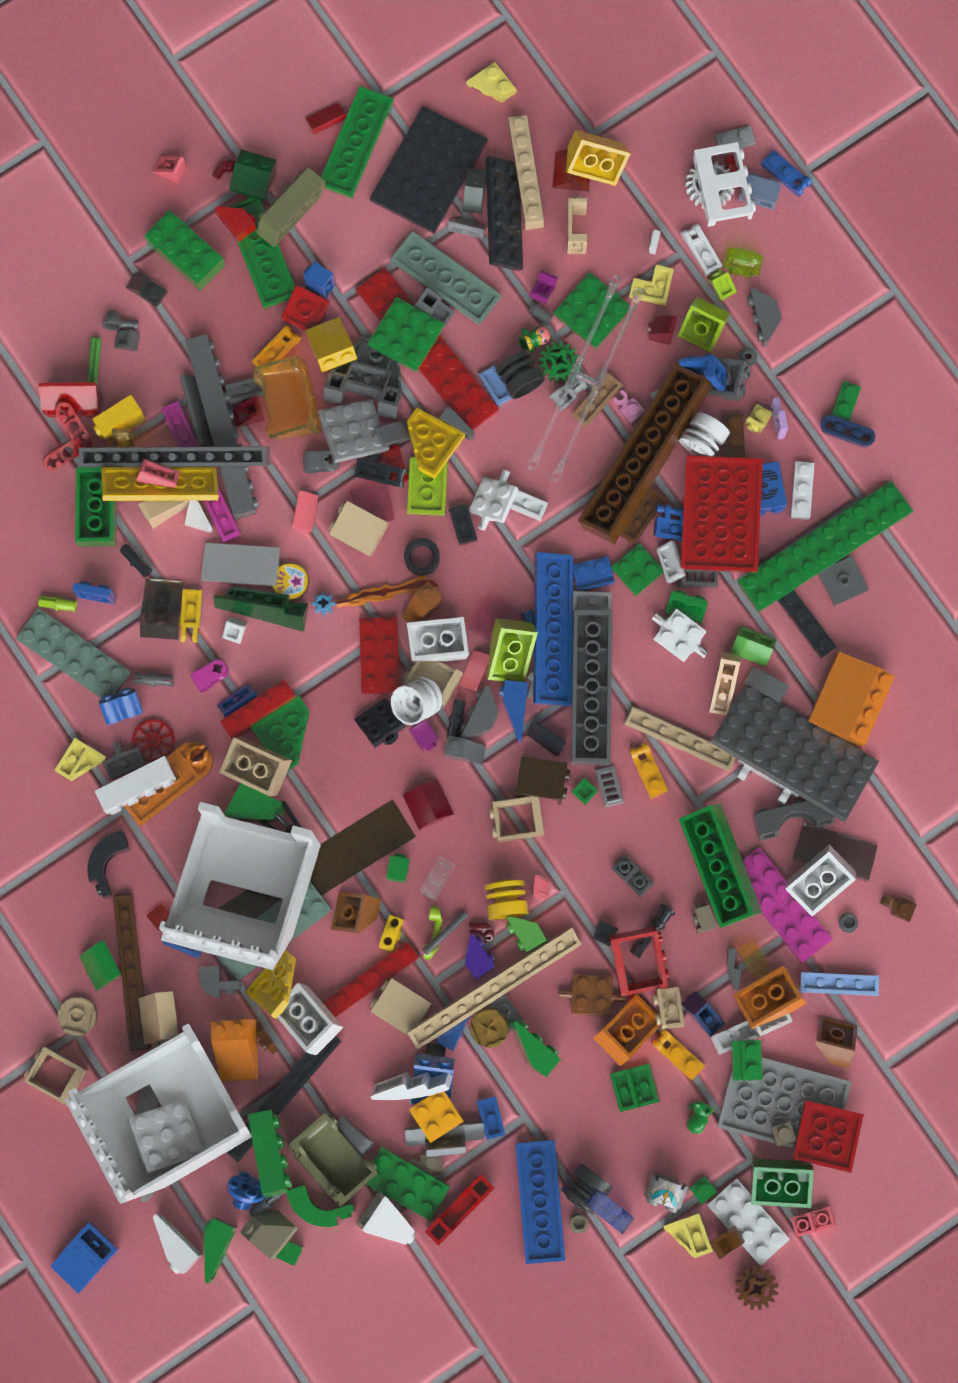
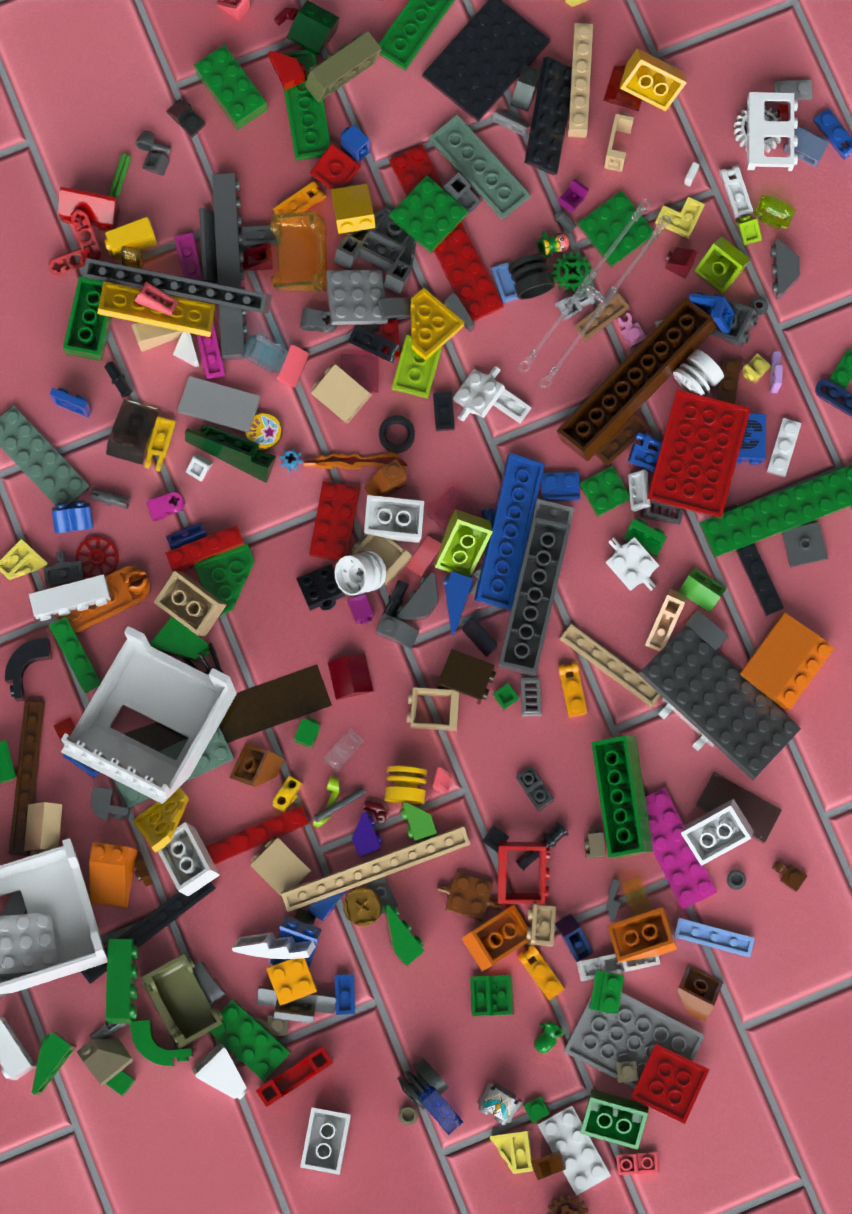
camera: 10 degrees right, 0 degrees up
(57, 603) = (33, 405): lime axle -> none
(153, 841) = (75, 654): none -> green plate
(244, 1190) = (89, 1012): blue plate -> none
(275, 504) = (265, 353): none -> clear light blue brick
(504, 1266) = (325, 1141): none -> white brick
(540, 1202) = (374, 1086): blue plate -> none
(770, 821) = (681, 764): dark grey arch -> none

